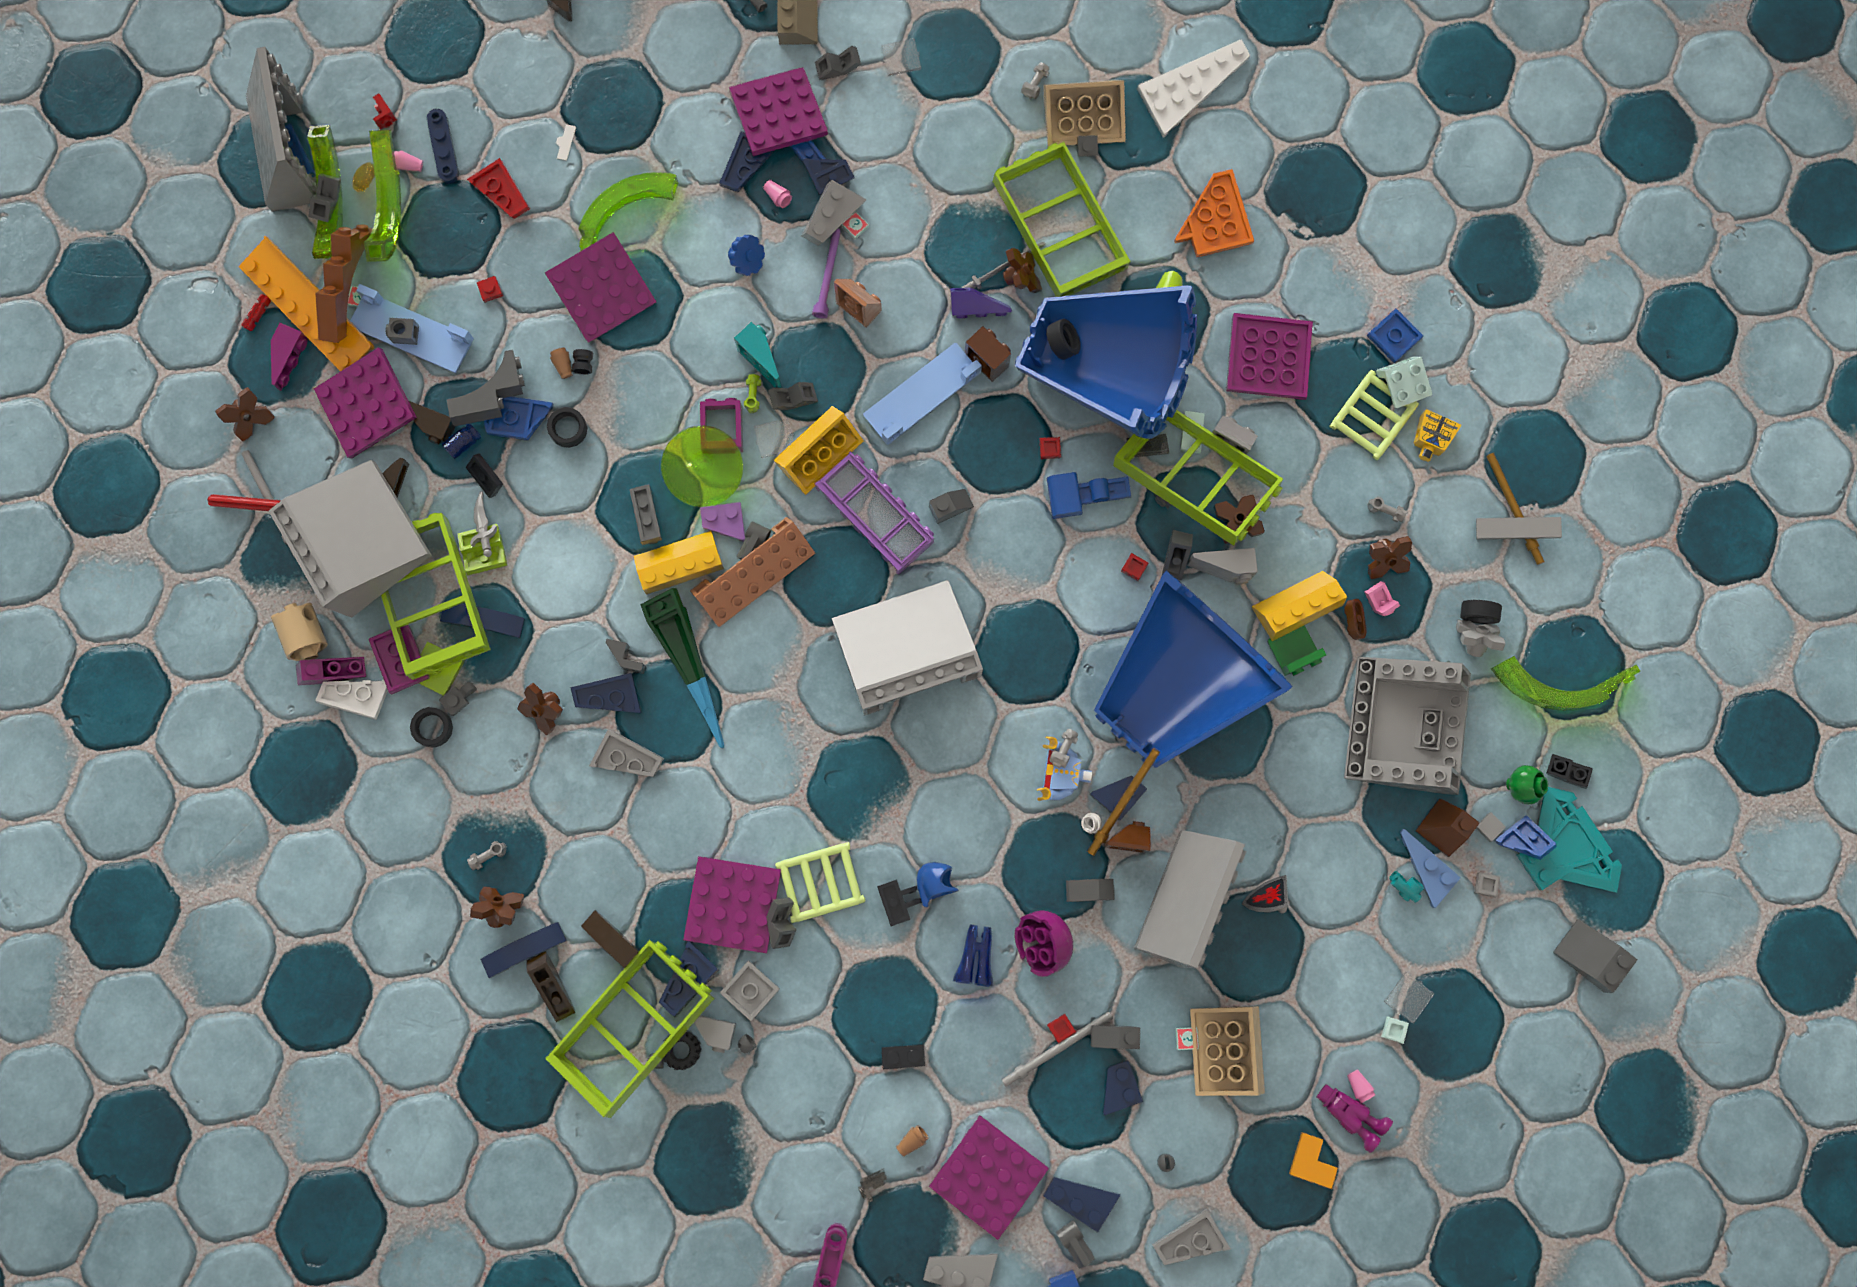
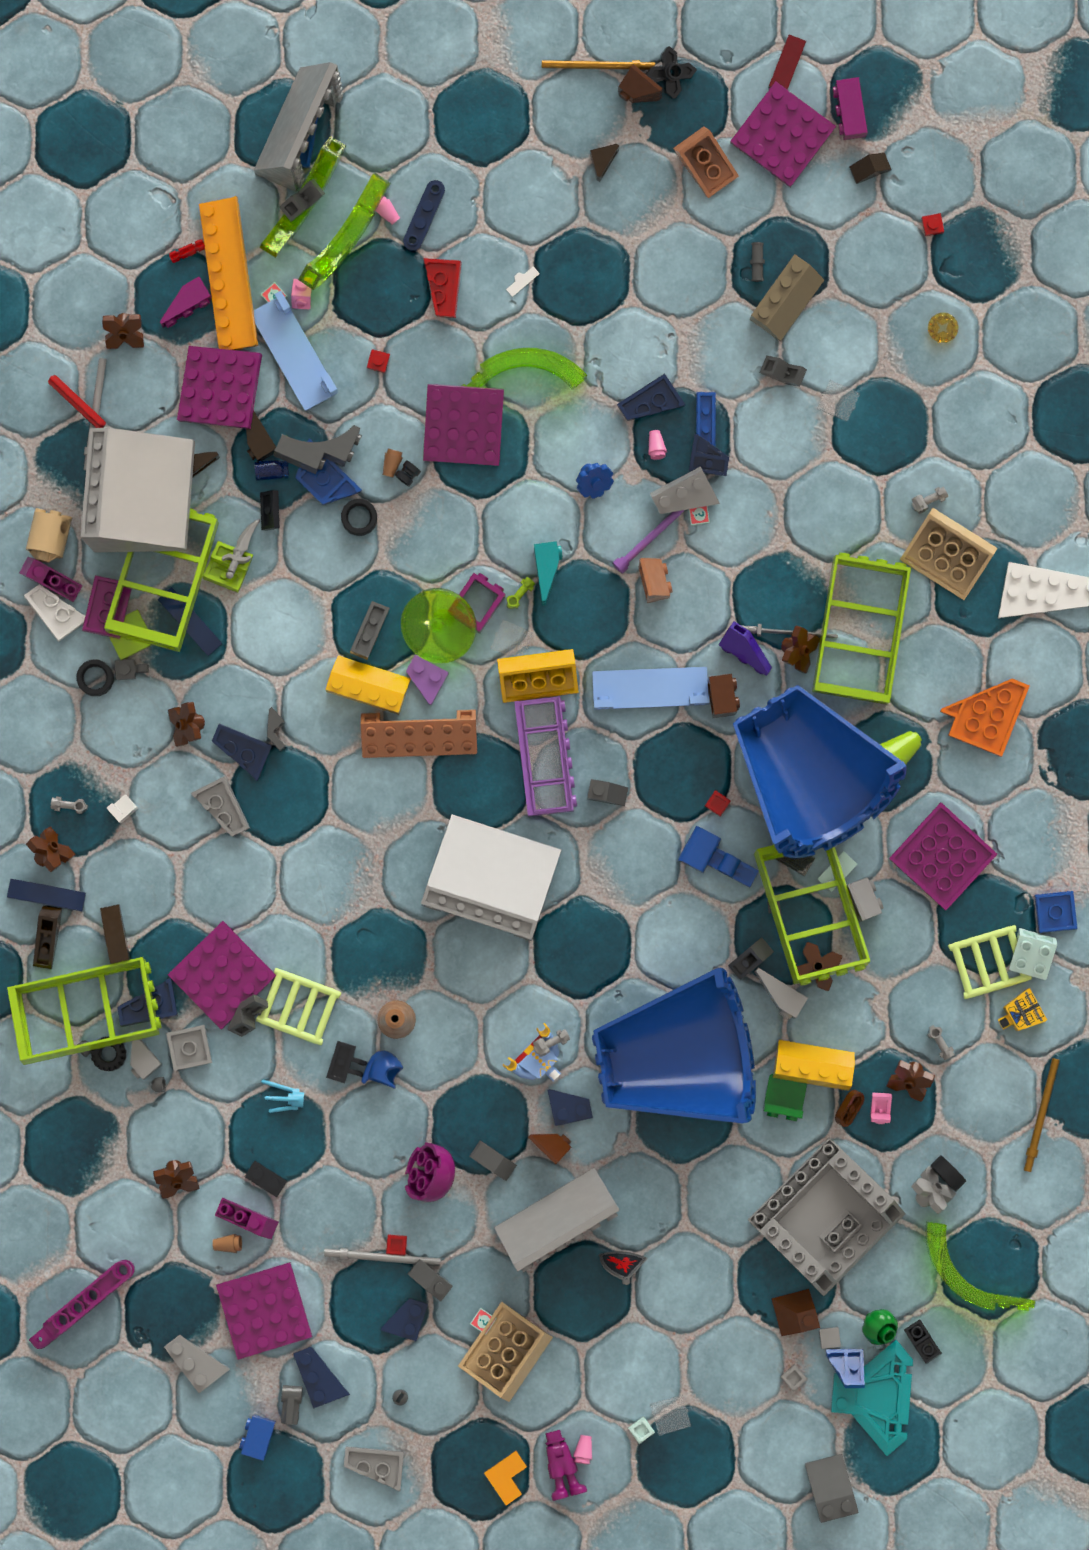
camera: 40 degrees right, 5 degrees up
(338, 271) = (269, 274): dark orange arch -> none
(363, 177) = (344, 199): clear yellow gear -> none
(382, 279) = (300, 295): none -> bright pink bracket
(385, 117) = (399, 153): red bracket -> none
(409, 336) = (293, 356): dark grey brick -> none
(538, 823) = (122, 808): none -> white panel
(673, 629) = (326, 736): dark green plate -> none
(754, 537) = (439, 709): dark grey piece -> none
(778, 111) = (706, 378): magenta plate -> none
(793, 397) = (549, 618): dark grey slope -> none
(822, 1116) = (176, 1177): none -> reddish brown plant
(874, 1180) = (179, 1251): clear smoke bracket -> none
(877, 966) = (294, 1099): none -> medium azure plant
(912, 1105) = (247, 1218): none -> magenta slope
(917, 839) = (405, 1023): none -> medium nougat cone
(964, 972) = (357, 1149): clear blue piece -> none
(1063, 339) = (780, 725): black tyre -> none
(1087, 145) = (930, 582): dark grey plate -> none
(1087, 823) = (531, 1112): white plate -> none
(1103, 834) = (533, 1126): pearl gold bar -> none
(1134, 567) = (712, 943): red tile -> none
(1408, 889) = (731, 1337): teal plate -> none
(1434, 874) = (759, 1340): medium blue wing -> none
(1519, 528) = (1029, 1131): light grey tile -> none

